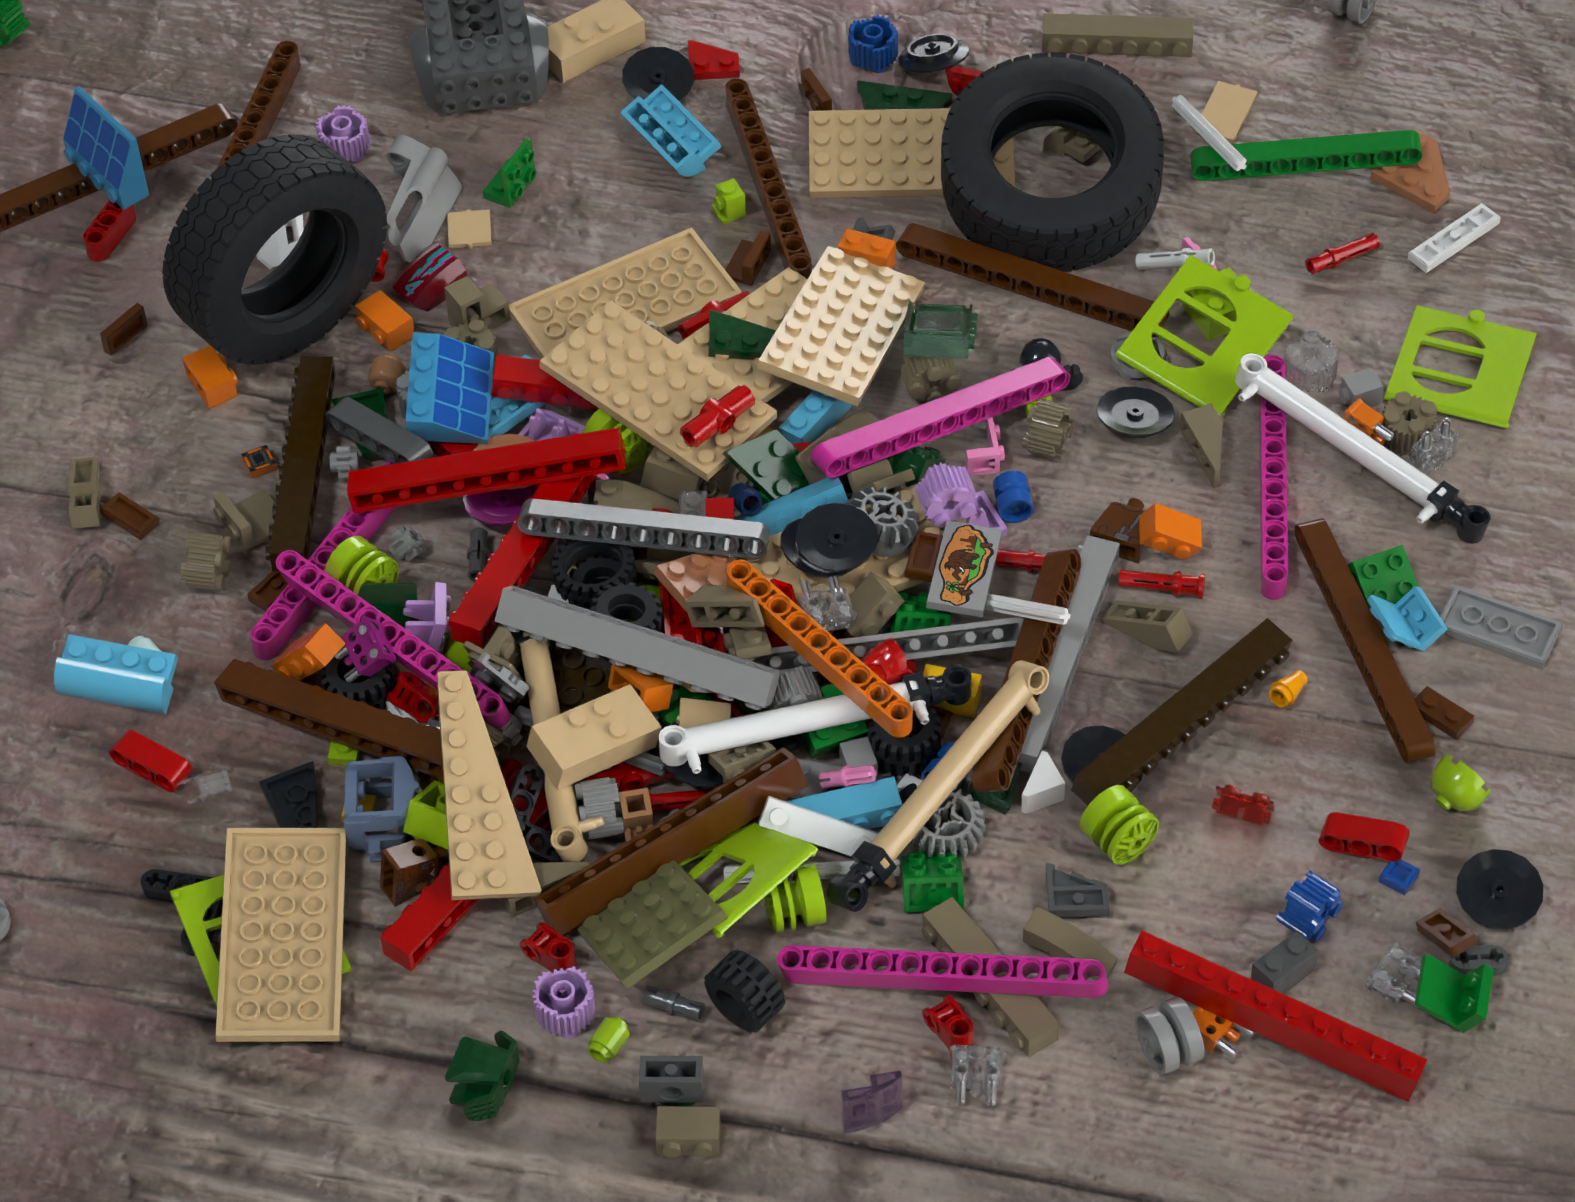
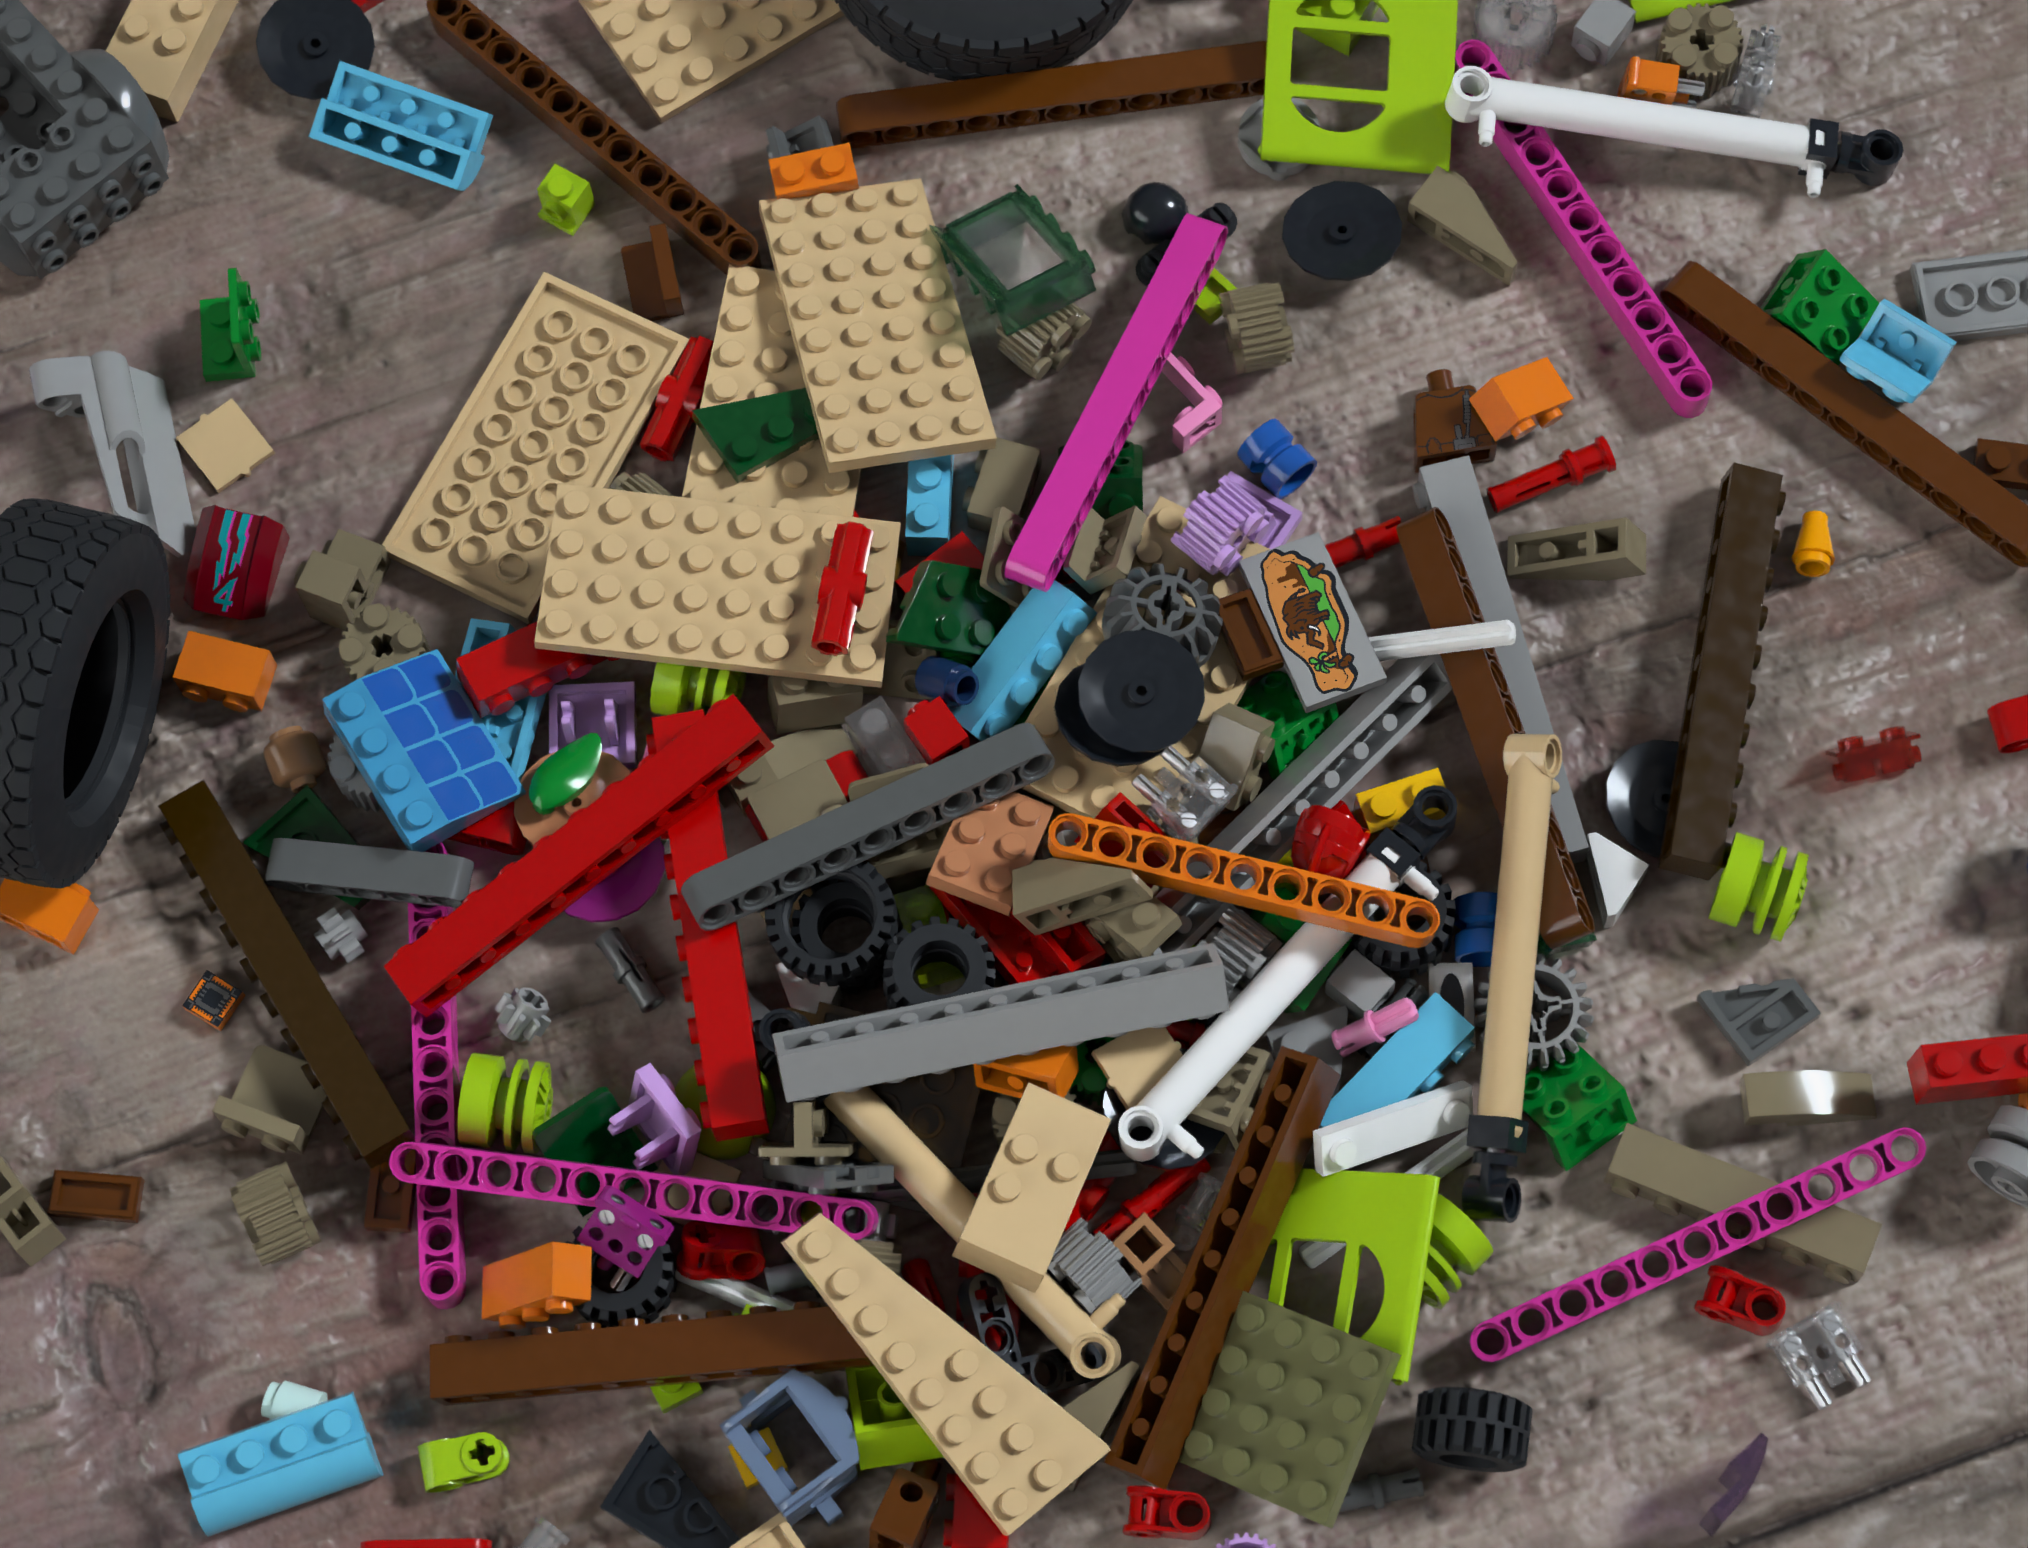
camera: 30 degrees left, 20 degrees up
(208, 725) = (454, 1461): none -> lime piece
(513, 437) = (565, 774): none -> green arm

